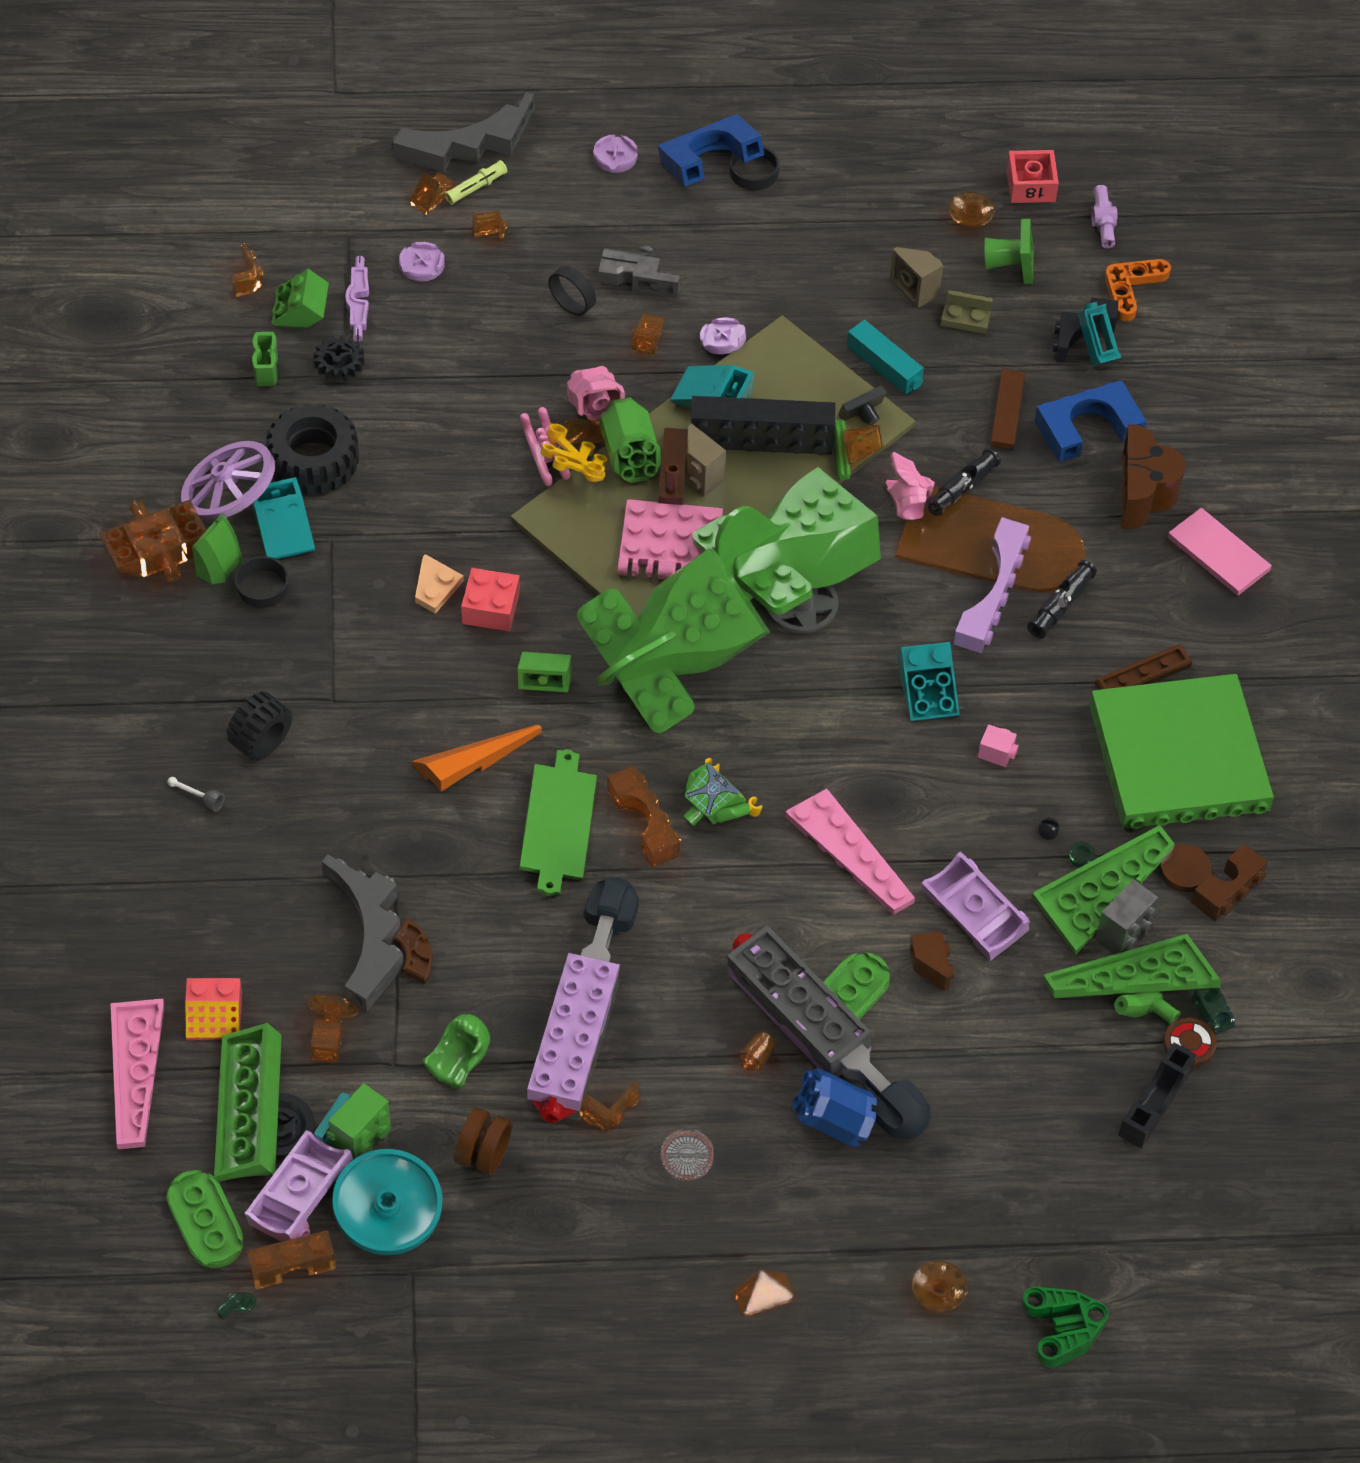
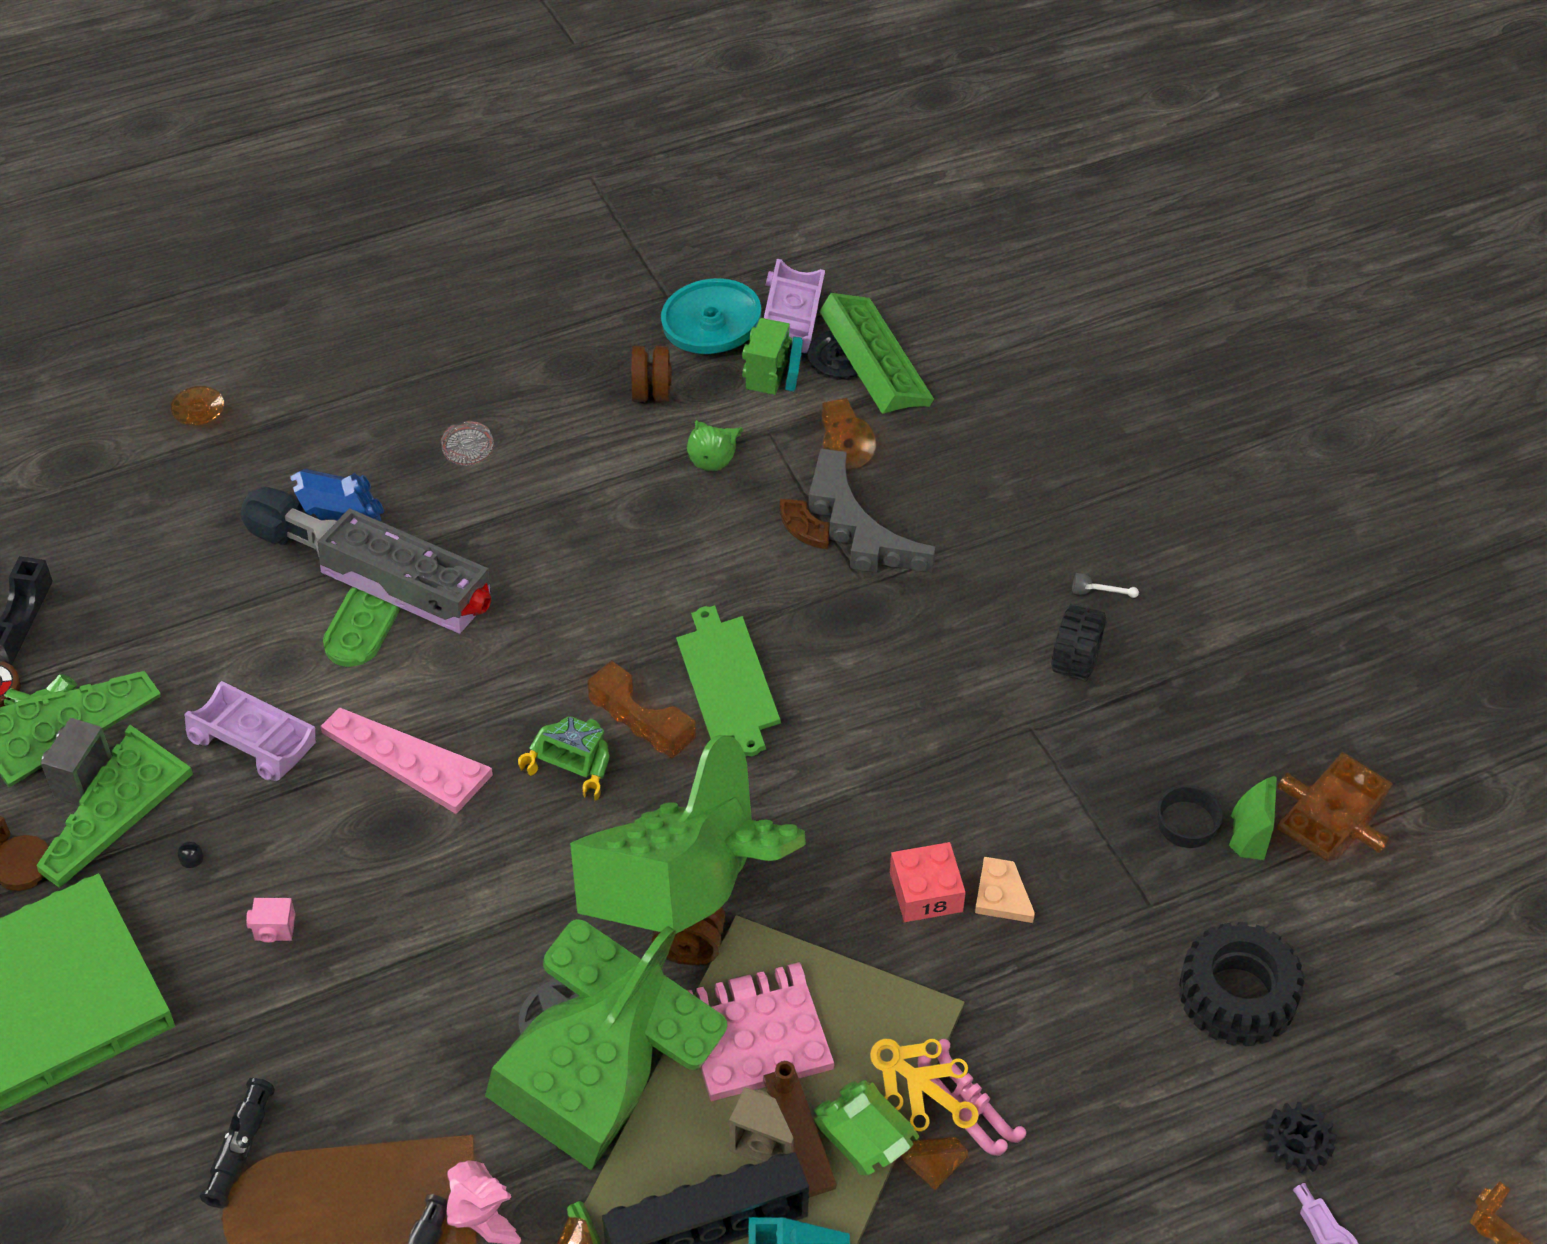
camera: 160 degrees right, 5 degrees down
(135, 1053) = (999, 363): bright pink wing -> none
(205, 1219) = (860, 276): bright green tile -> none
(212, 1007) = (957, 416): slope -> none
(225, 476) = (1309, 896): lavender wheel -> none
(236, 1301) = (790, 234): clear green arm -> none
(265, 358) = (1387, 1093): bright green brick -> none
(283, 520) = (1218, 889): teal slope -> none
(300, 301) = (1403, 1202): bright green slope -> none
(306, 1252) = (754, 265): clear orange arch -> none
(452, 765) = (864, 697): orange wedge -> none
(545, 672) = (822, 815): bright green brick -> none
(581, 1007) = (617, 514): lavender piece -> none
(593, 391) = (943, 1175): bright pink brick -> none
(605, 1118) = (554, 439): clear orange bracket -> none
(757, 1051) = (434, 530): clear orange brick -> none
(764, 1292) = (355, 366): clear orange slope -> none
(928, 681) = (379, 973): teal slope -> none
(930, 958) = (285, 670): reddish brown slope -> none
(976, 623) = (325, 1180): lavender arch -> none
(1070, 1320) = (66, 416): green connector -> none
(1081, 854) = (146, 839): clear green tile -> none
(1147, 670) = (112, 1087): reddish brown tile -> none

